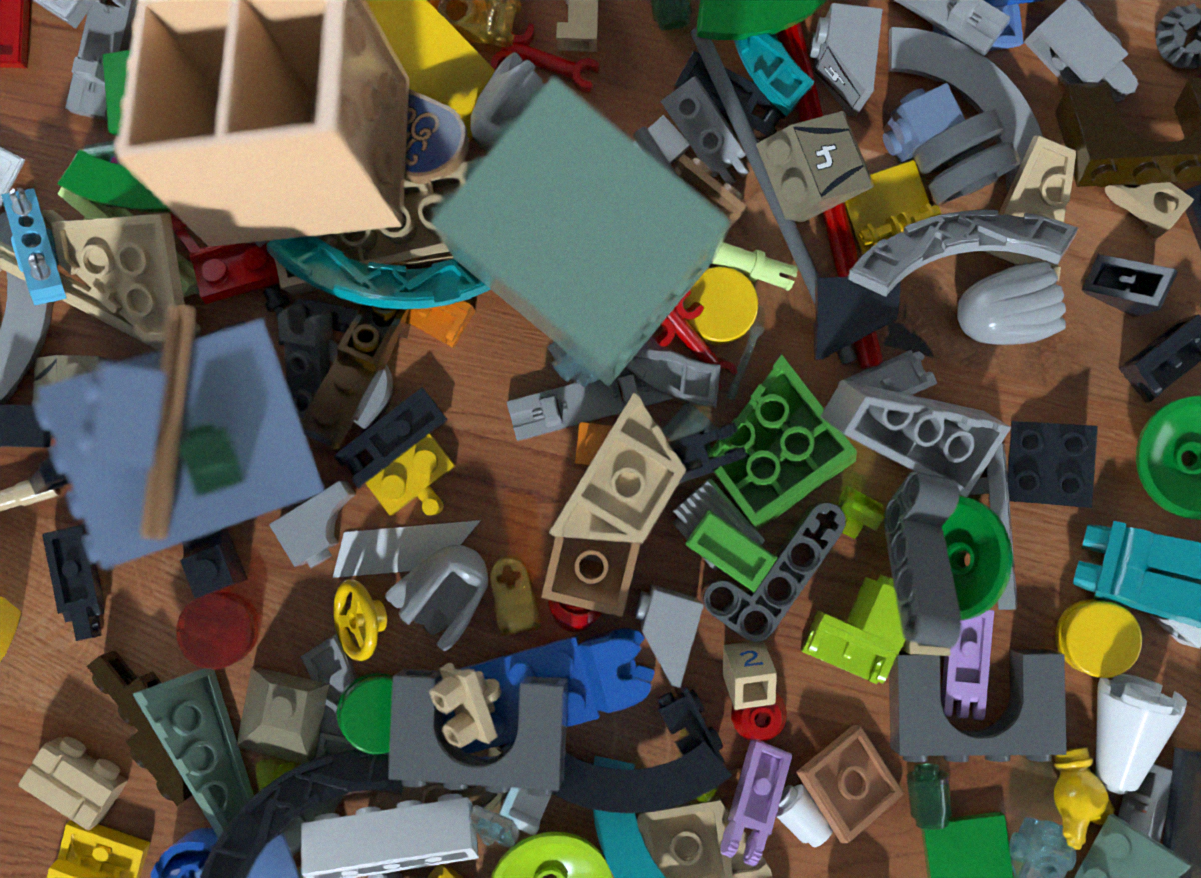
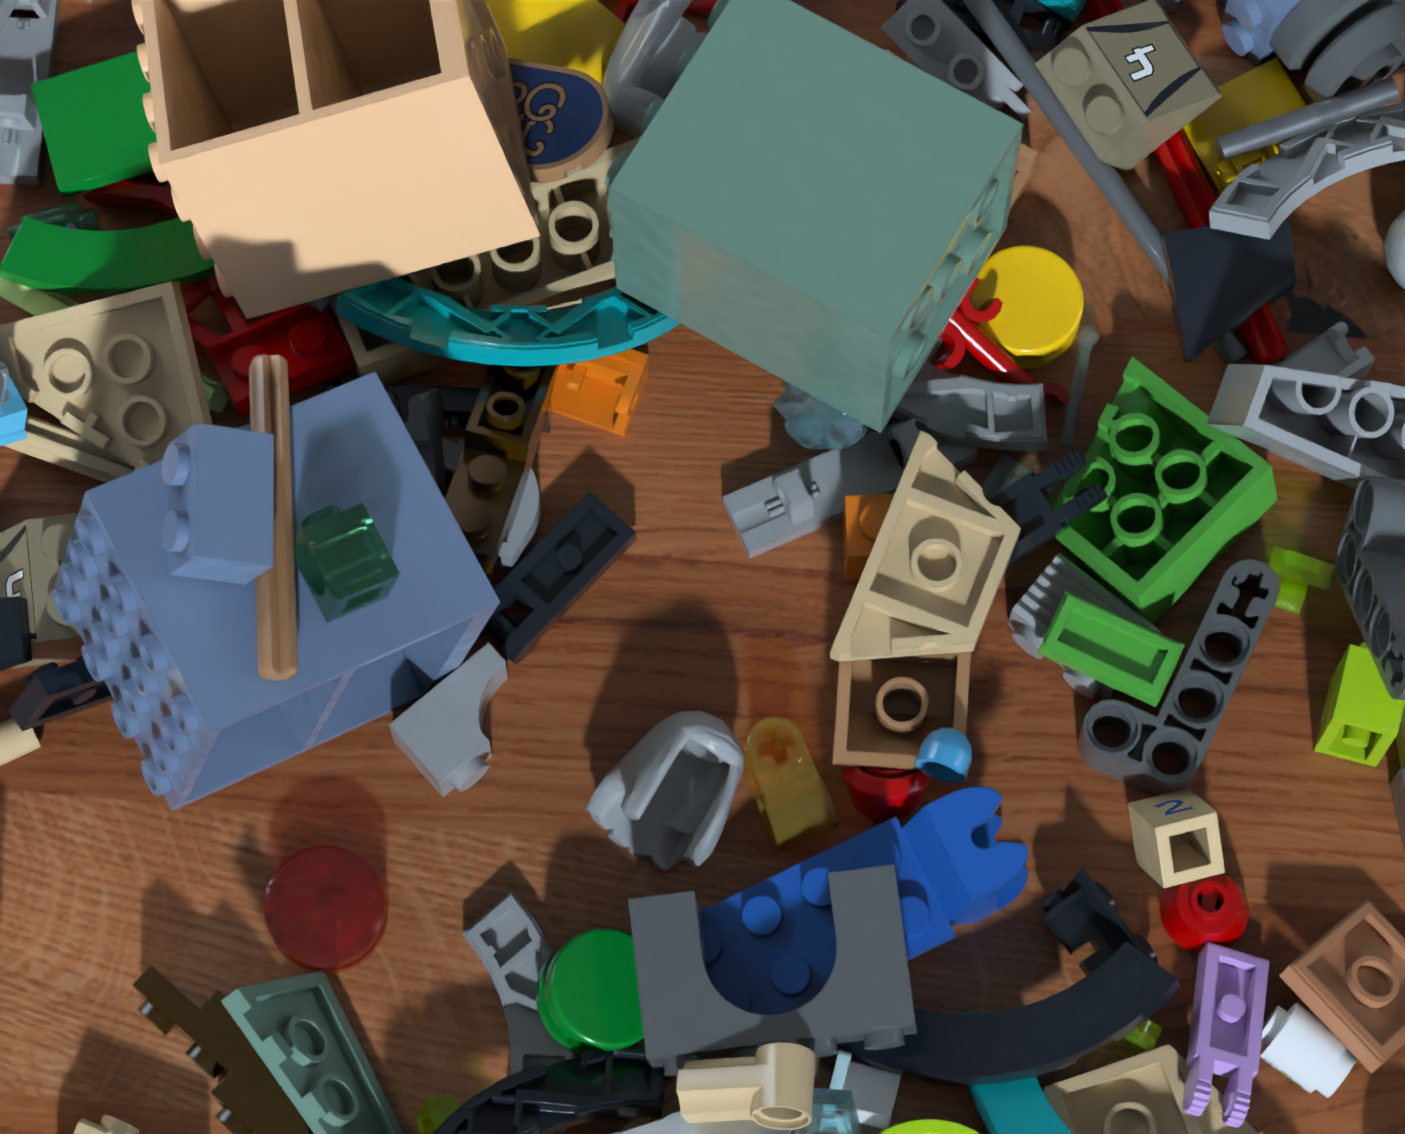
camera: 10 degrees left, 15 degrees down
(75, 580) = (86, 866): black hinge -> none
(211, 562) = (302, 804): black arch -> none
(282, 715) = (447, 1023): dark tan slope -> none
(363, 619) = (560, 852): yellow piece -> none
(396, 548) = (577, 750): white sticker -> none
(412, 477) = (596, 633): yellow plate -> none
(457, 812) = (768, 1088): none -> tan piece
(472, 702) = (750, 923): tan hips -> none
(612, 608) = (945, 755): none -> dark azure hinge
(669, 625) = (1036, 772): light grey slope -> none
(756, 265) = (1069, 240): yellowish green pin -> none
(850, 648) = (1326, 781): lime hinge -> none
(927, 211) = (1307, 119): none -> flat silver bar

